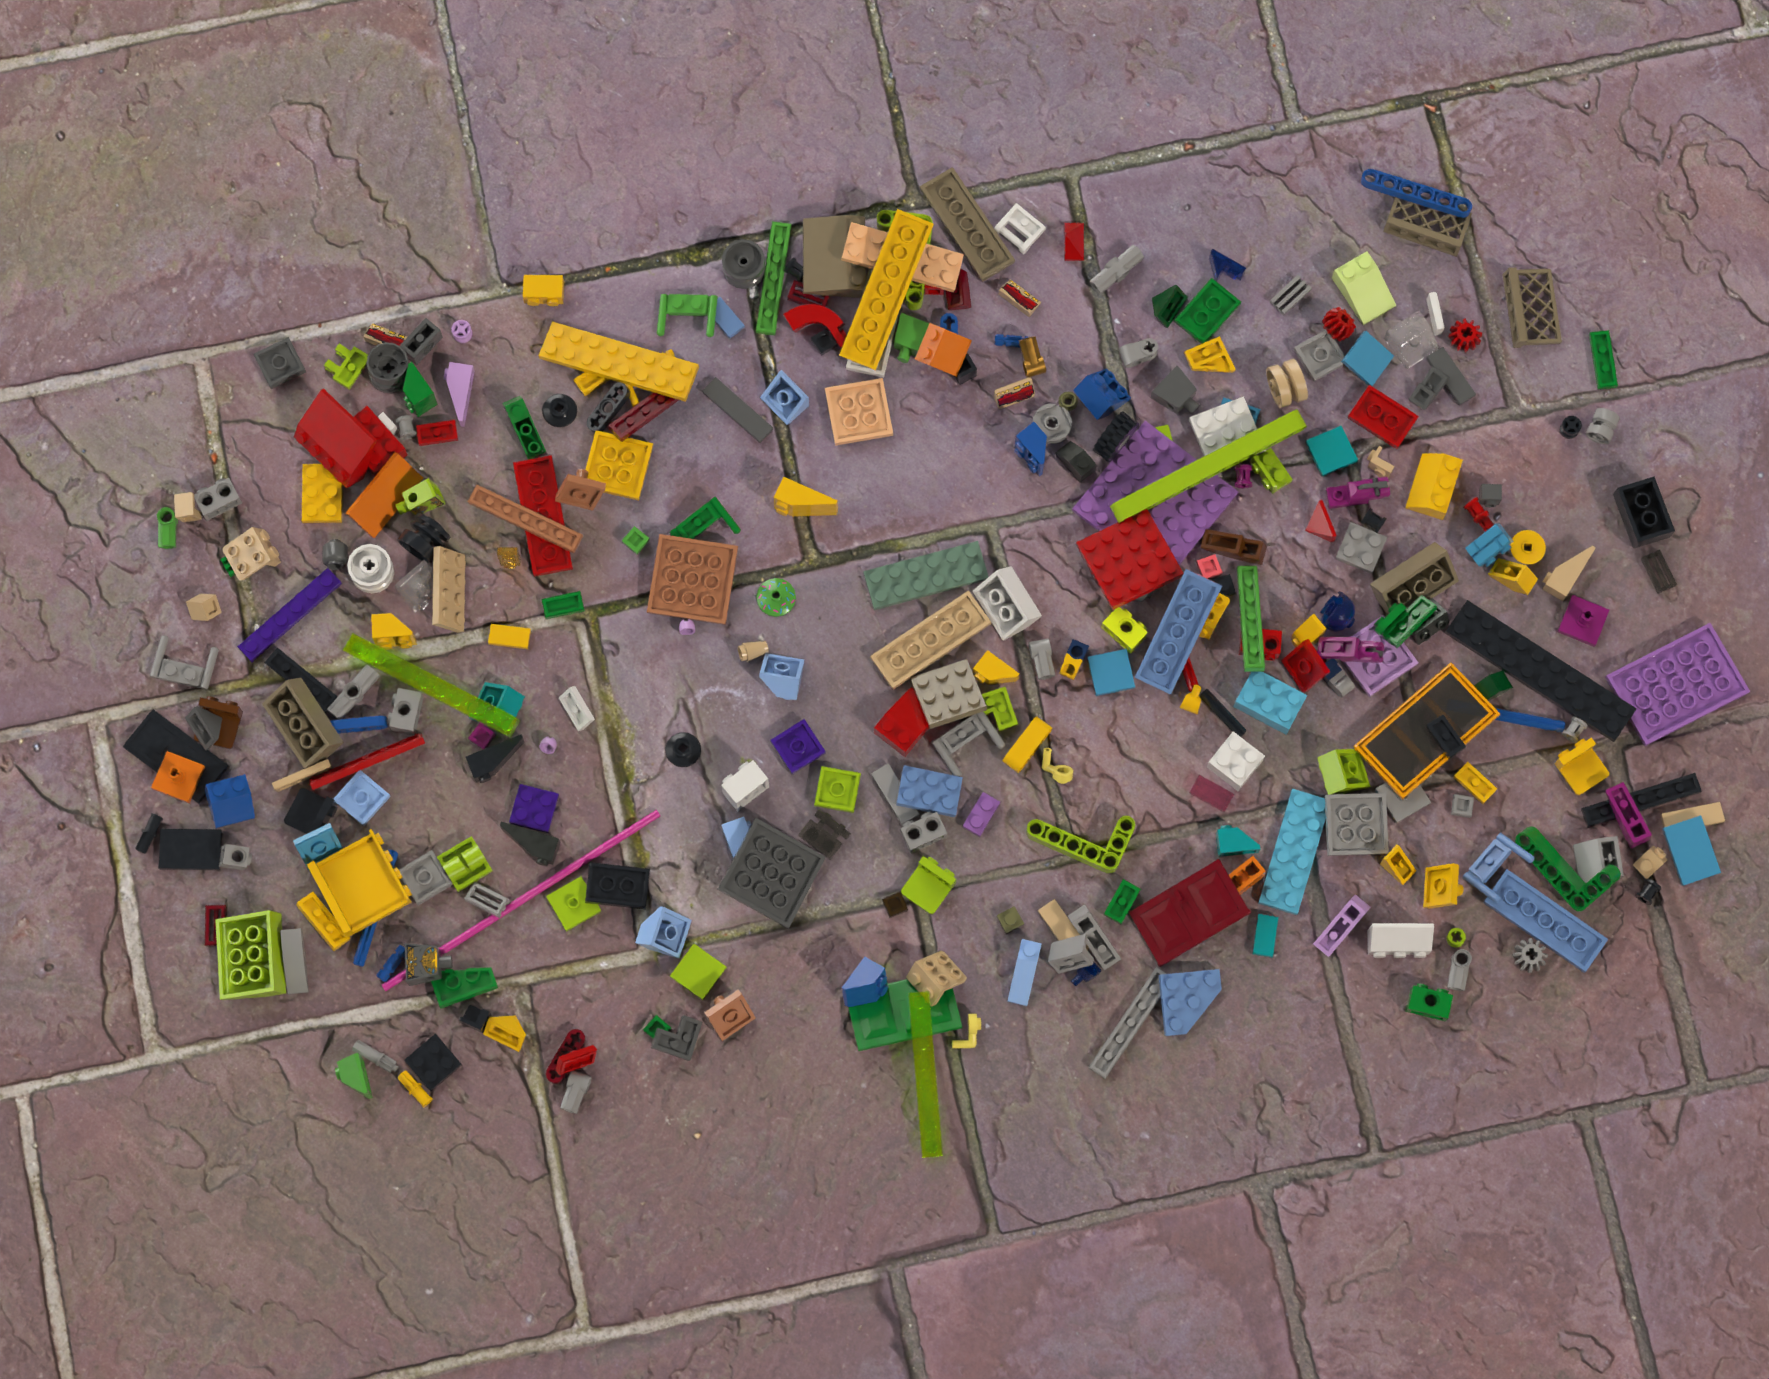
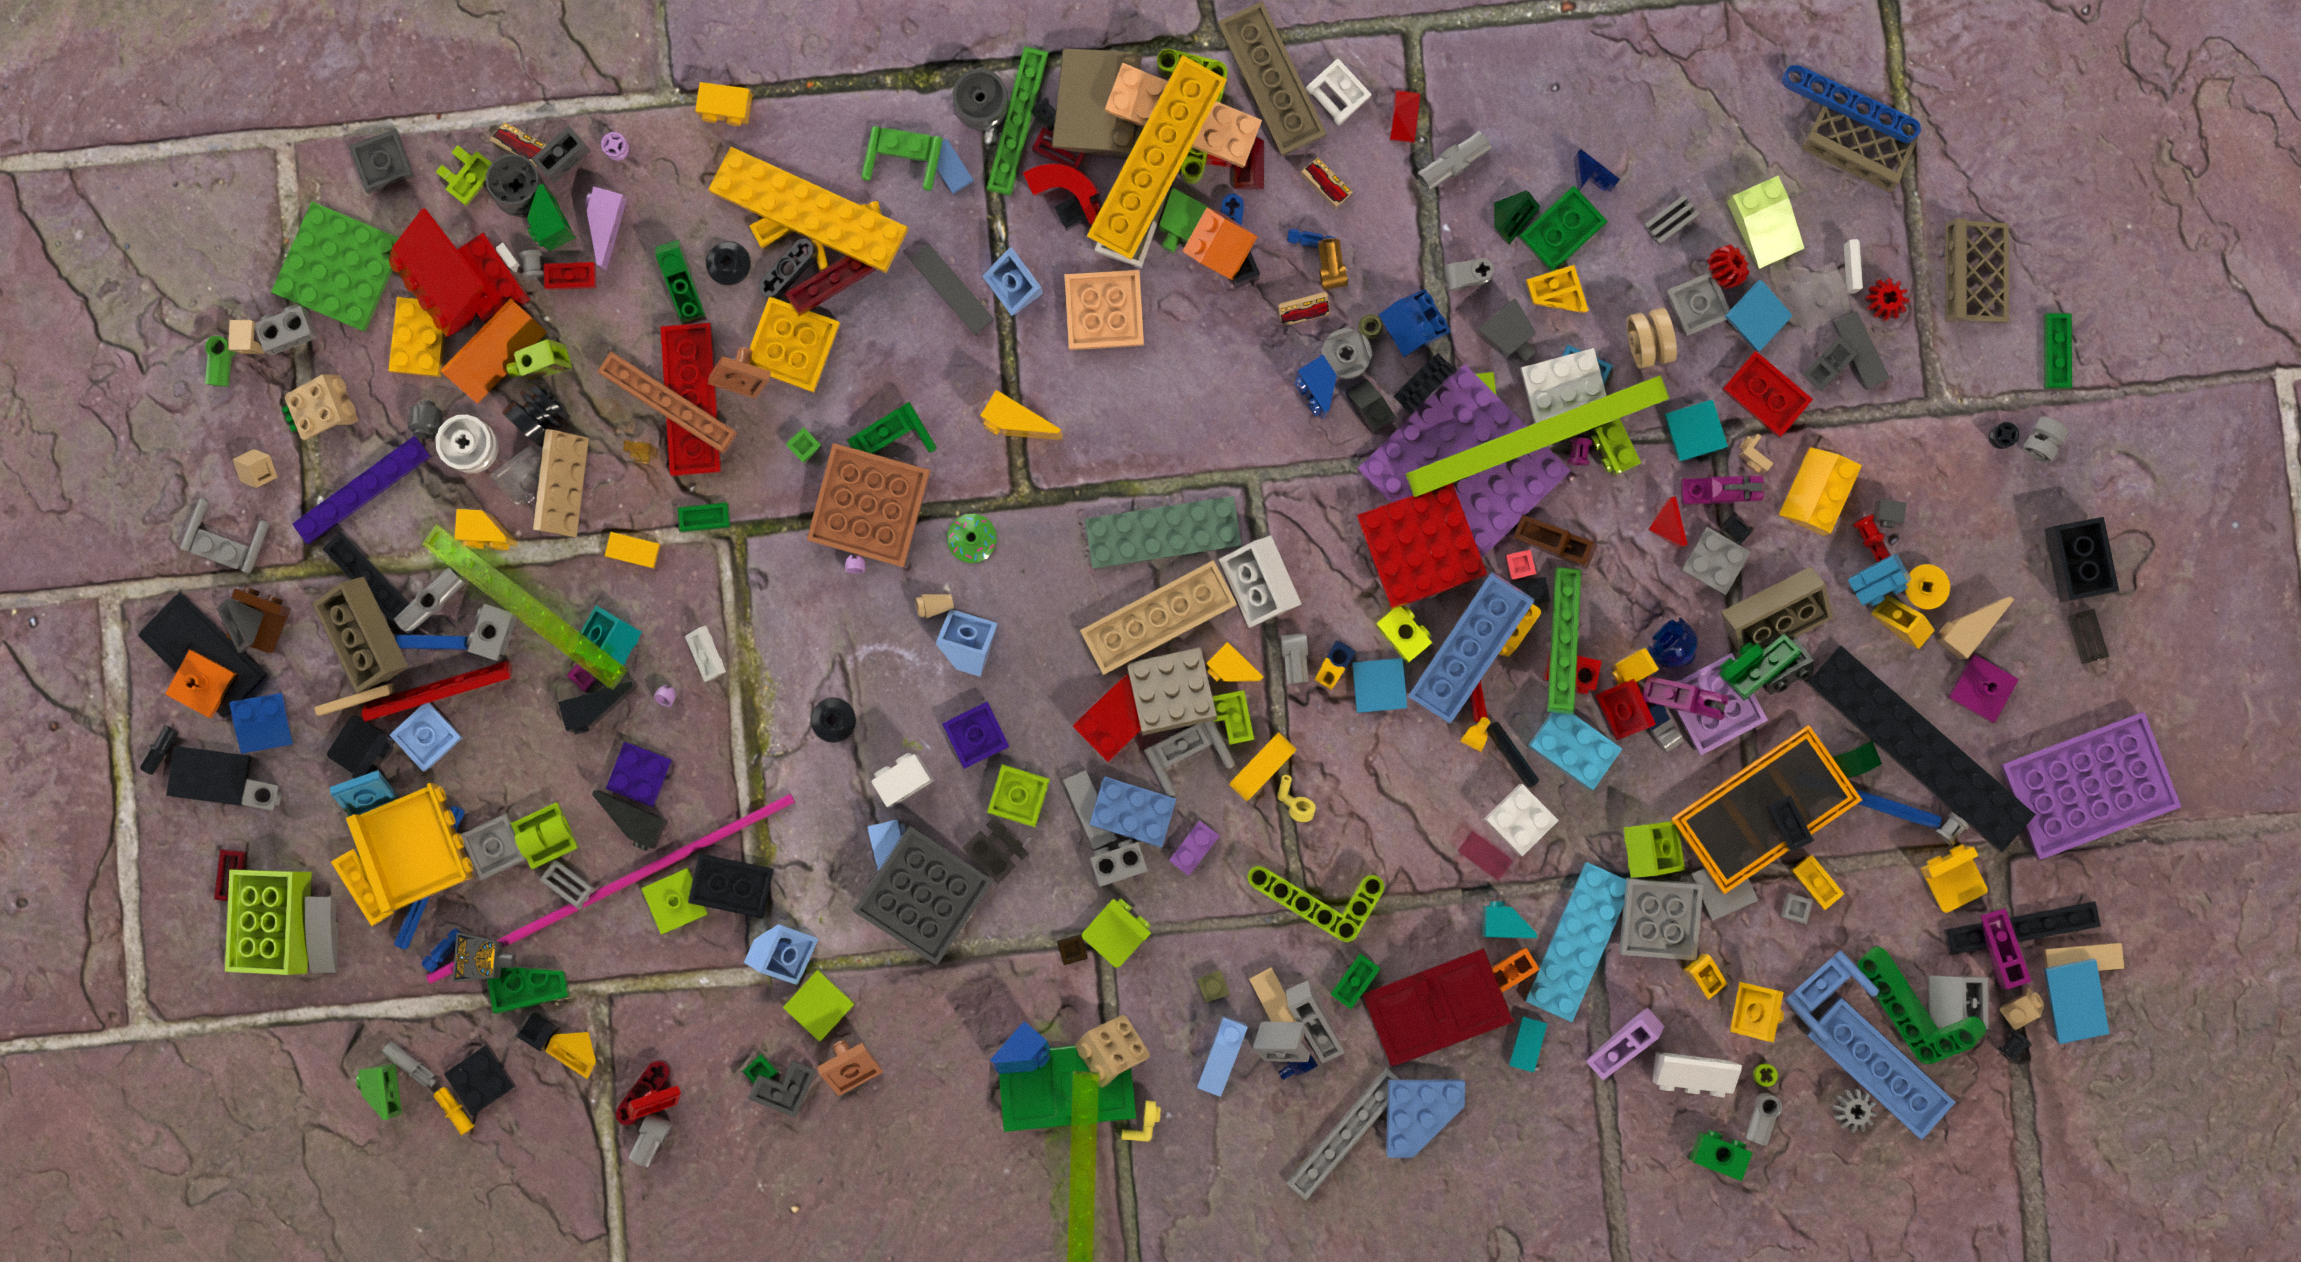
camera: 10 degrees right, 10 degrees up
(252, 447) = (336, 267): none -> bright green plate

